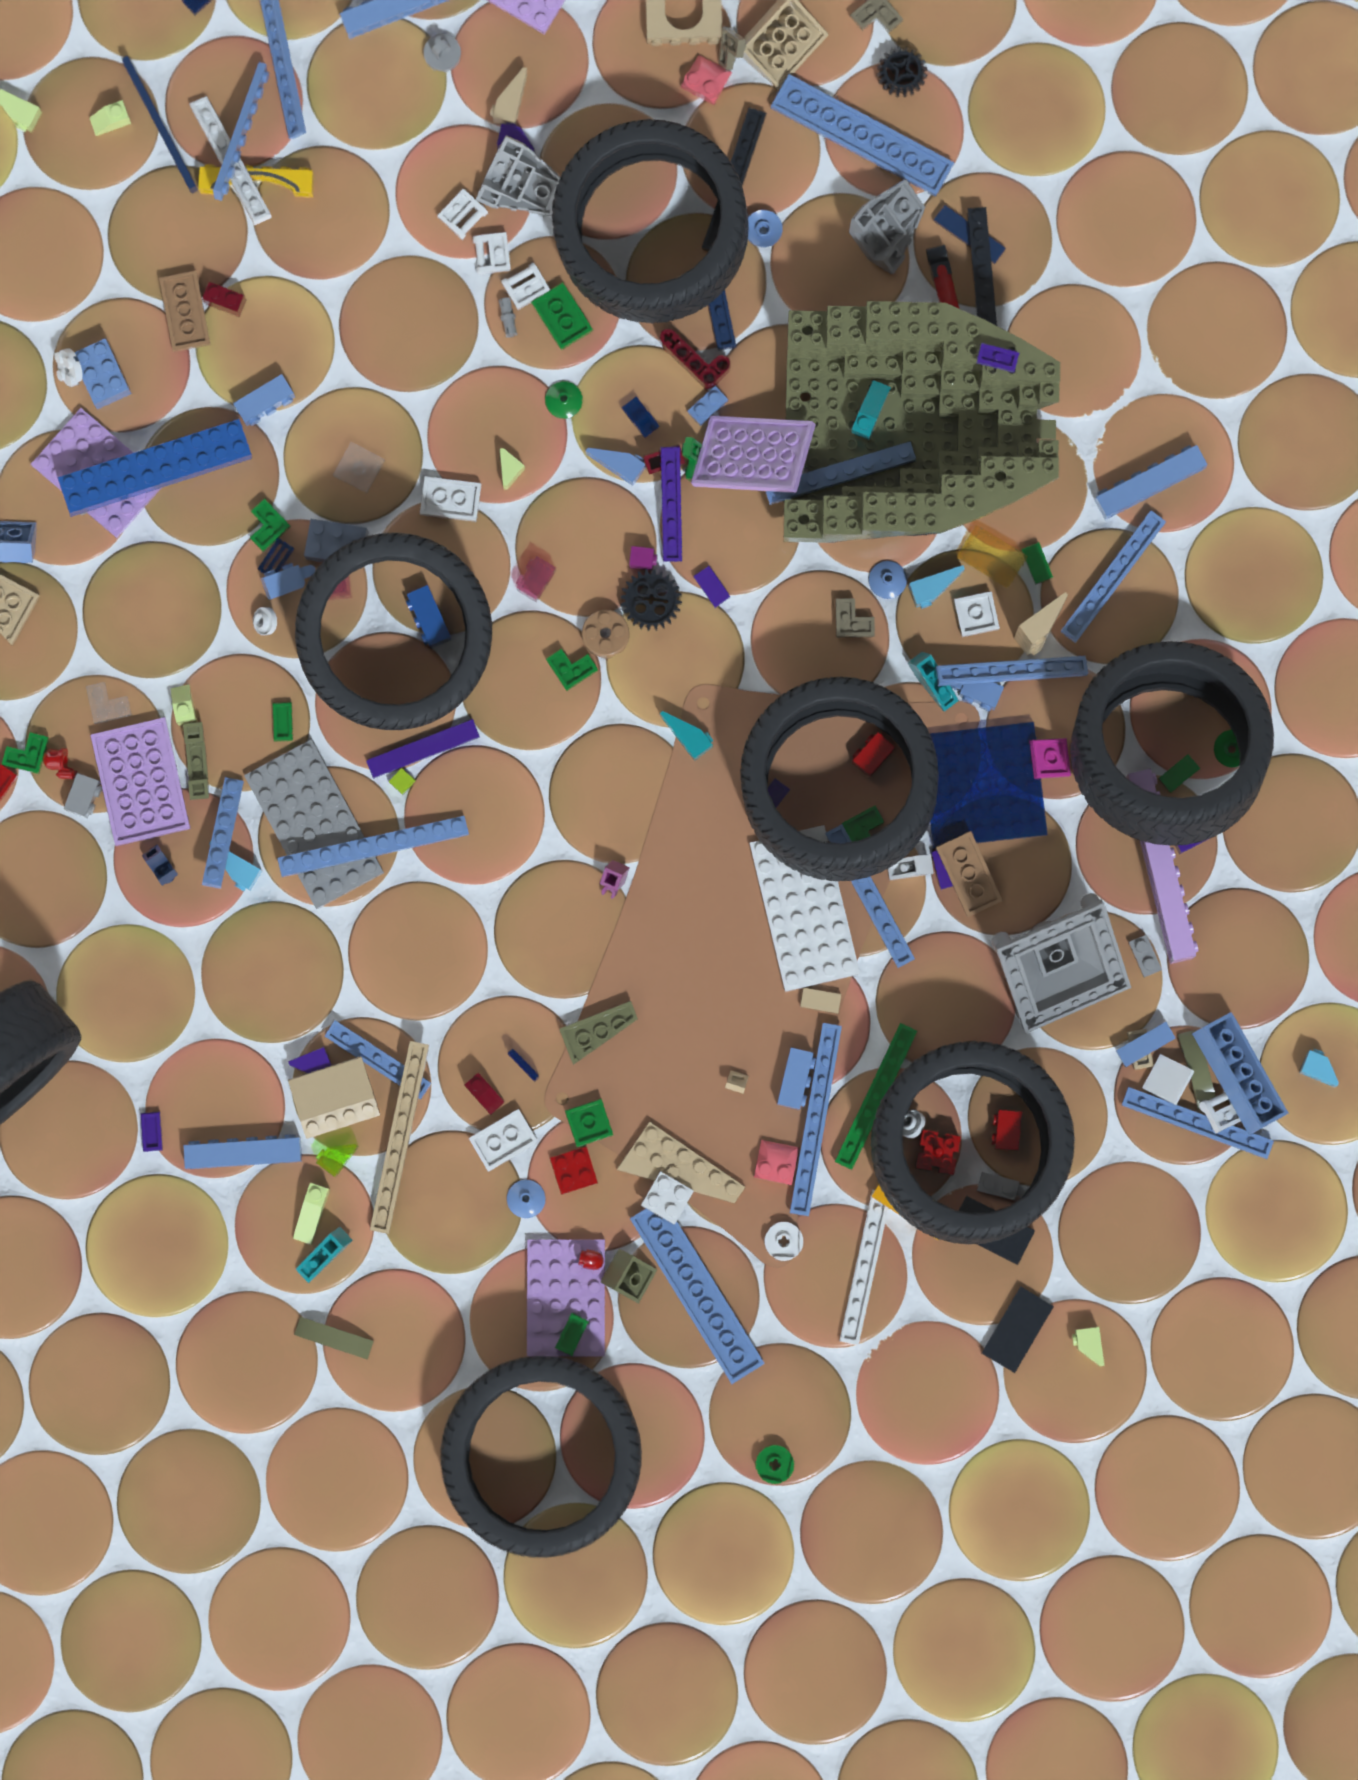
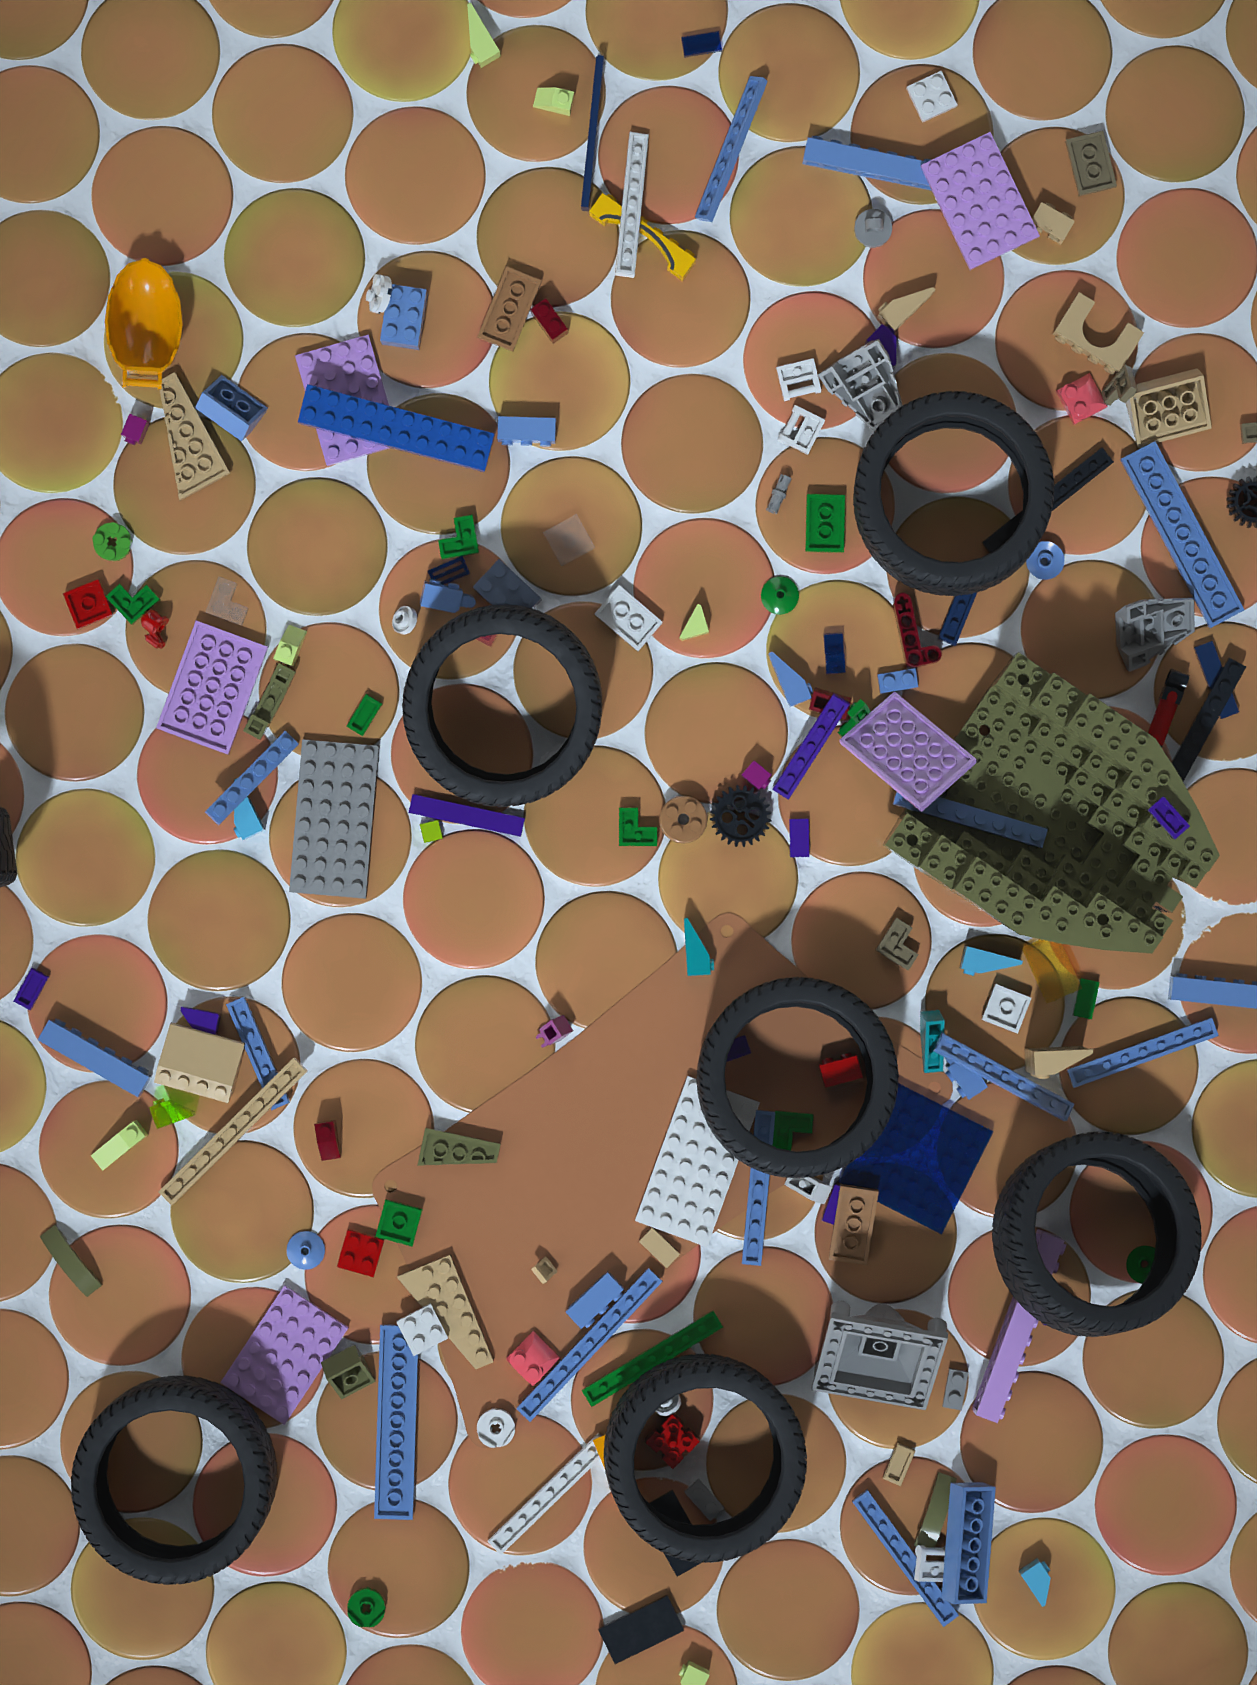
camera: 30 degrees right, 5 degrees up
(82, 796) = (156, 668): light grey brick -> none
(160, 865) = (182, 770): dark blue brick -> none
(239, 136) = (651, 190): medium blue plate -> none
(324, 1254) = (107, 1187): teal slope -> none
(372, 846) = (370, 871): medium blue plate -> none
(428, 617) = (543, 707): blue brick -> none
(503, 1140) = (318, 1190): white plate -> none
(523, 1065) = (376, 1138): clear blue tile -> none
(529, 290) = (811, 483): white plate -> none
(535, 578) = (655, 734): clear pink brick -> none
(571, 1334) = (268, 1390): green tile -> none
(591, 1259) = (325, 1339): red piece -> none
(870, 410) = (1032, 780): teal slope -> none
(887, 589) = (942, 934): medium blue dish -> none
(1007, 1130) = (742, 1460): red brick -> none
(1050, 758) = (986, 1171): dark pink tile -> none
(1145, 1044) = (905, 1464): medium blue tile -> none
(1168, 1079) = (905, 1506): white tile -> none
(1179, 773) = (1086, 1255): green tile -> none

